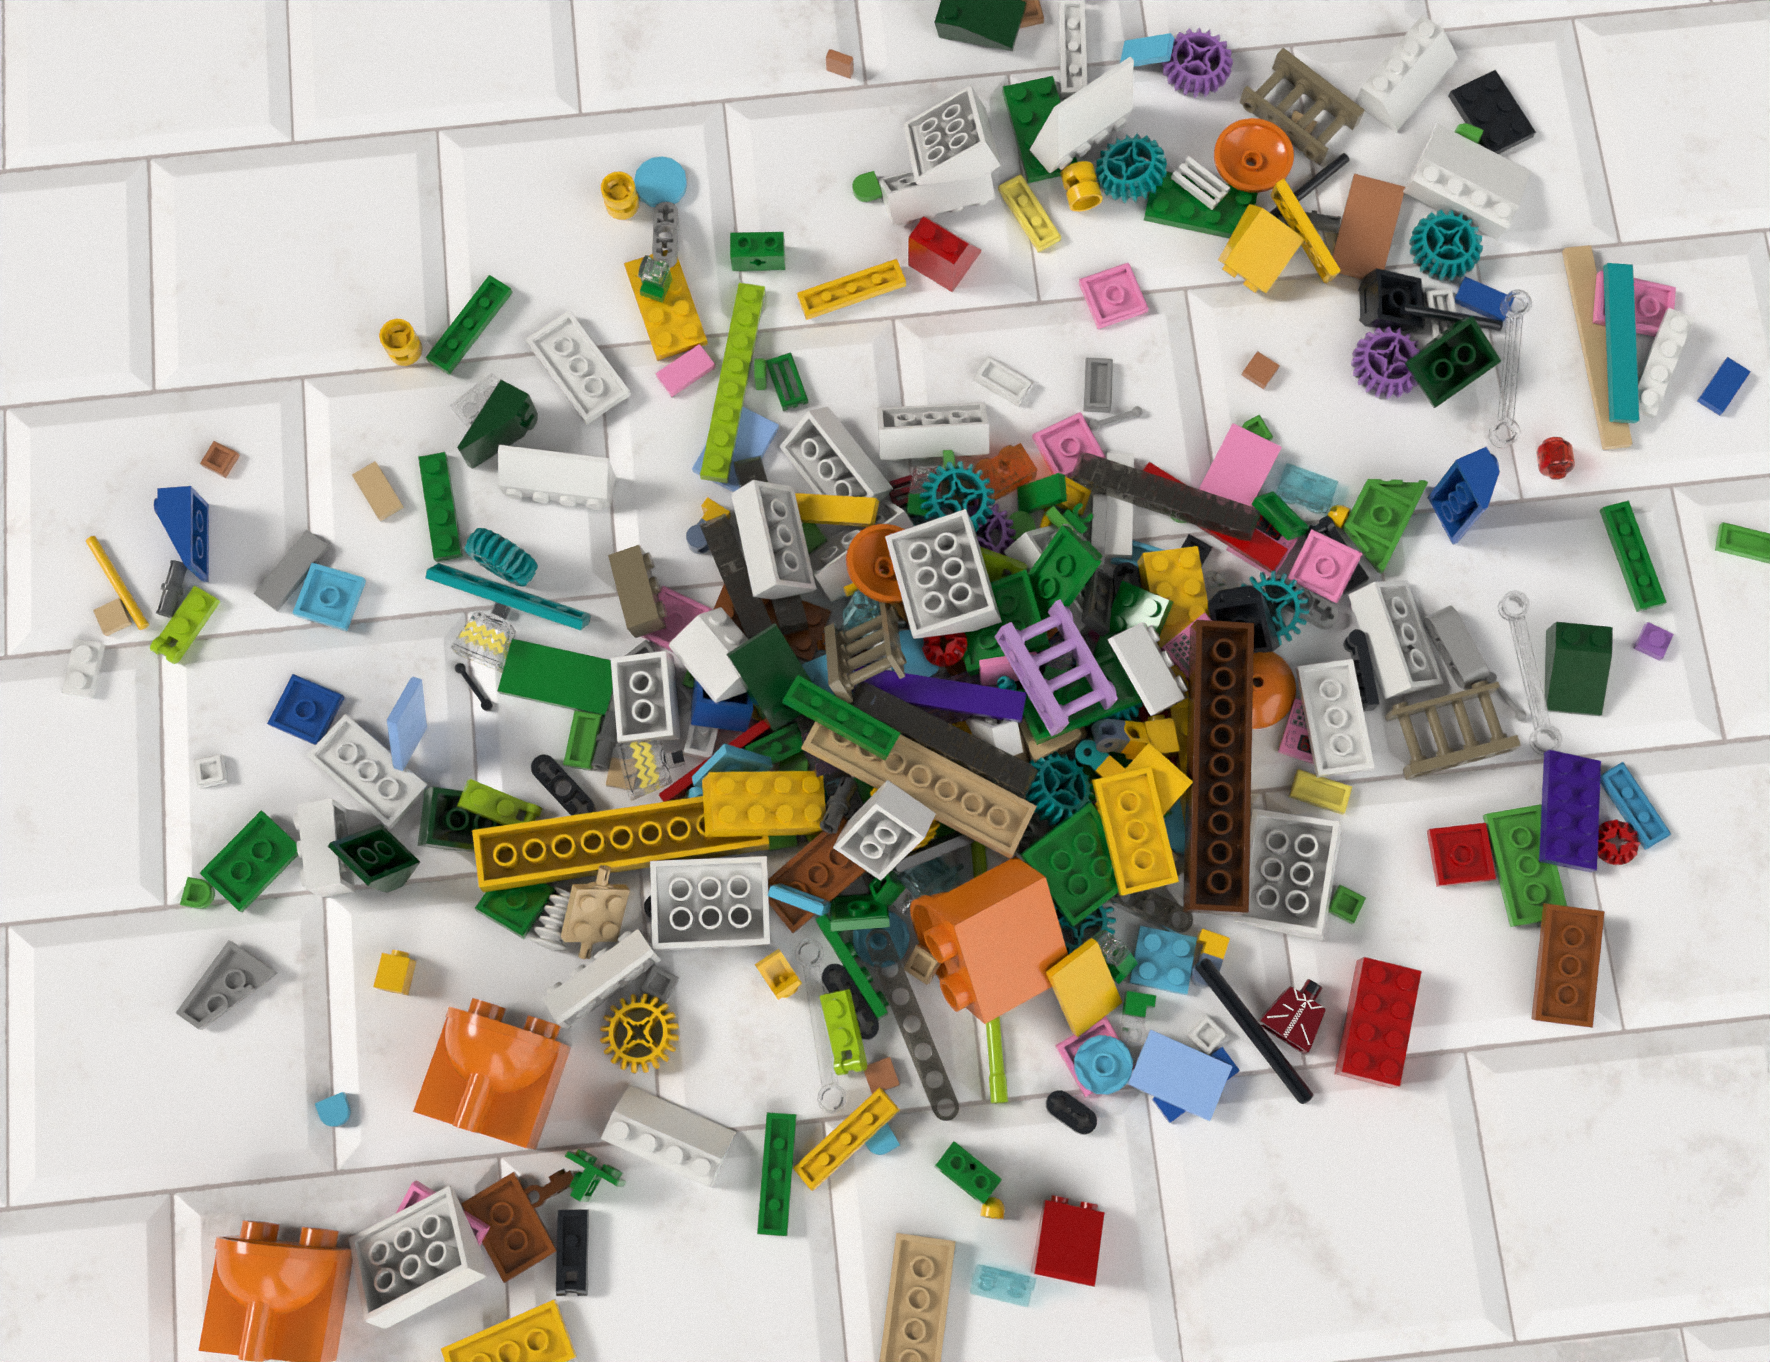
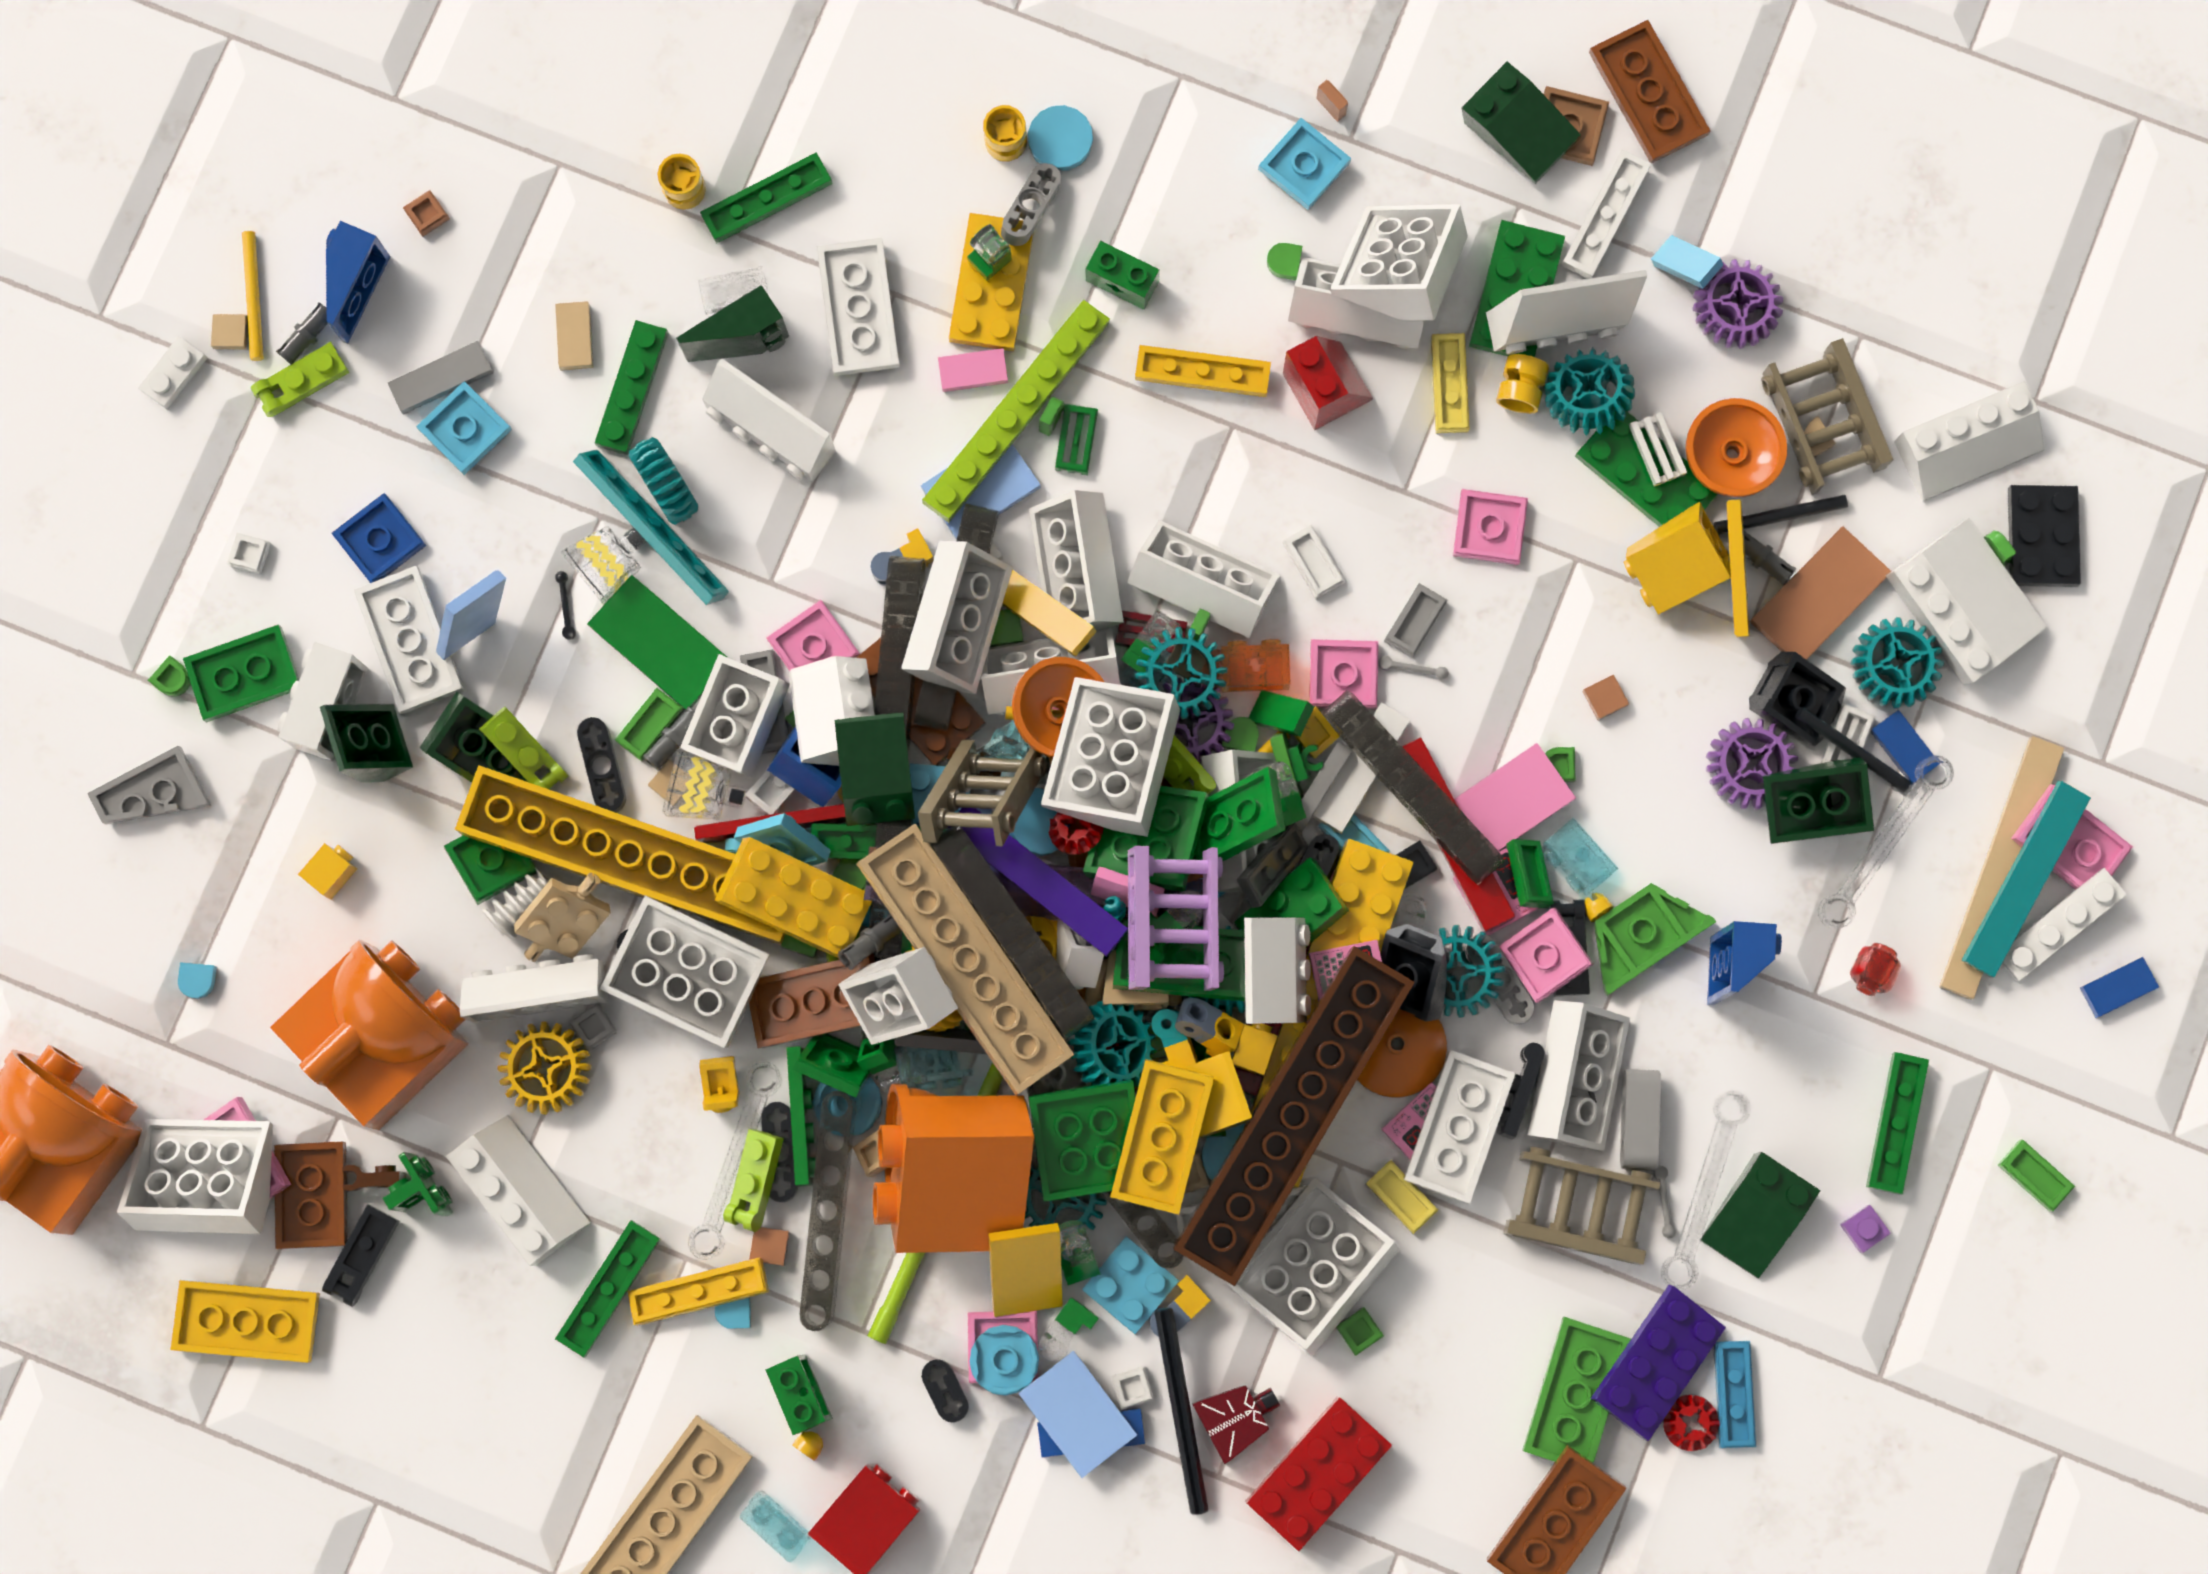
camera: 30 degrees right, 5 degrees up
(638, 591) = (789, 593): dark tan brick -> none
(799, 899) = (780, 1018): medium azure tile -> none
(841, 717) = (913, 854): green plate -> none
(844, 115) = (1304, 163): none -> medium azure plate
(1461, 854) = (1513, 1345): red plate -> none

